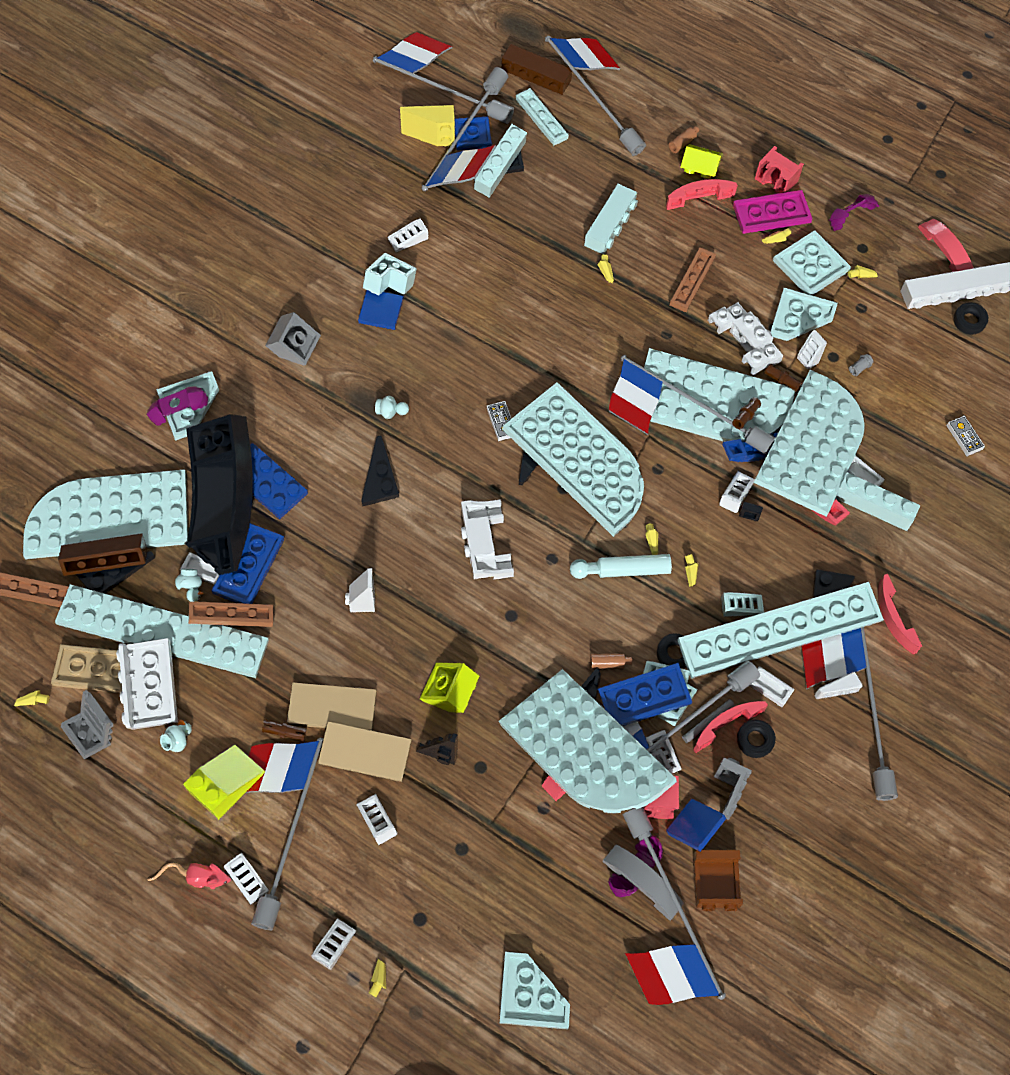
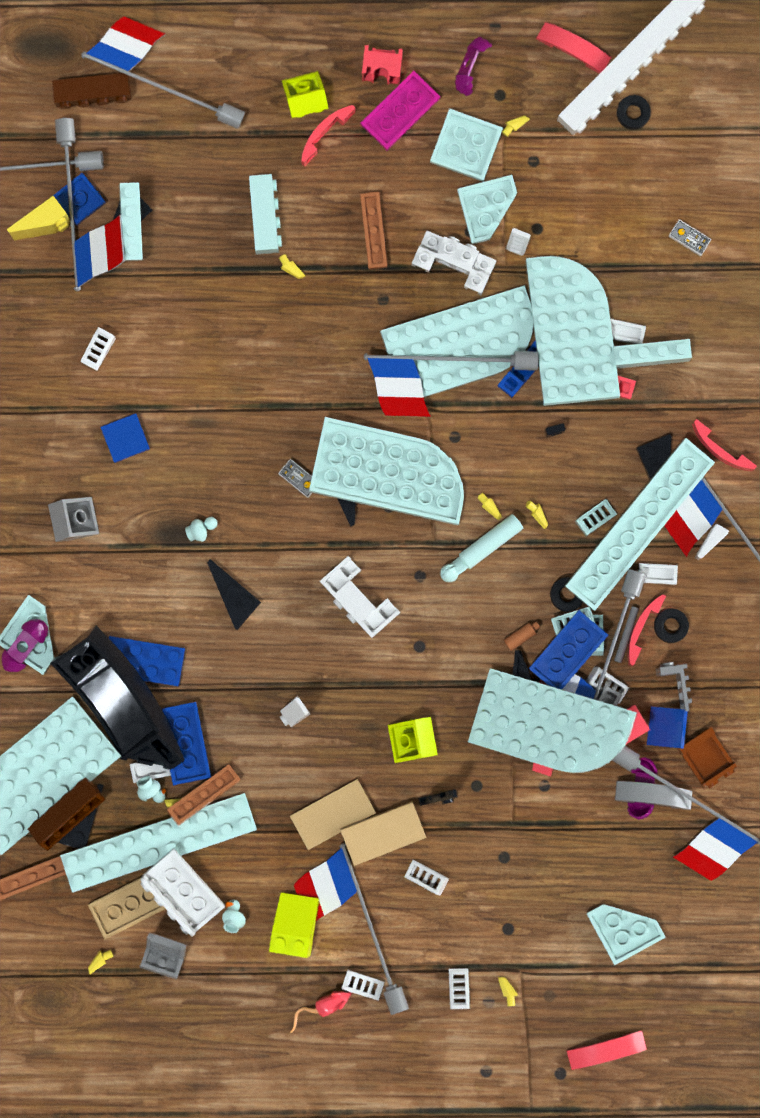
camera: 30 degrees left, 20 degrees up
(284, 730) = (310, 857): reddish brown pin -> none
(391, 273) = (111, 401): light aqua brick -> none
(542, 117) = (129, 138): light aqua tile -> none
(683, 139) = (274, 80): nougat cylinder -> none
(731, 501) = (529, 431): white slope -> none
(746, 413) = (500, 343): reddish brown pin -> none
(778, 236) = (419, 134): light yellow bar -> none
(783, 378) = (508, 281): reddish brown pin -> none
(864, 362) = (566, 223): light grey pin -> none

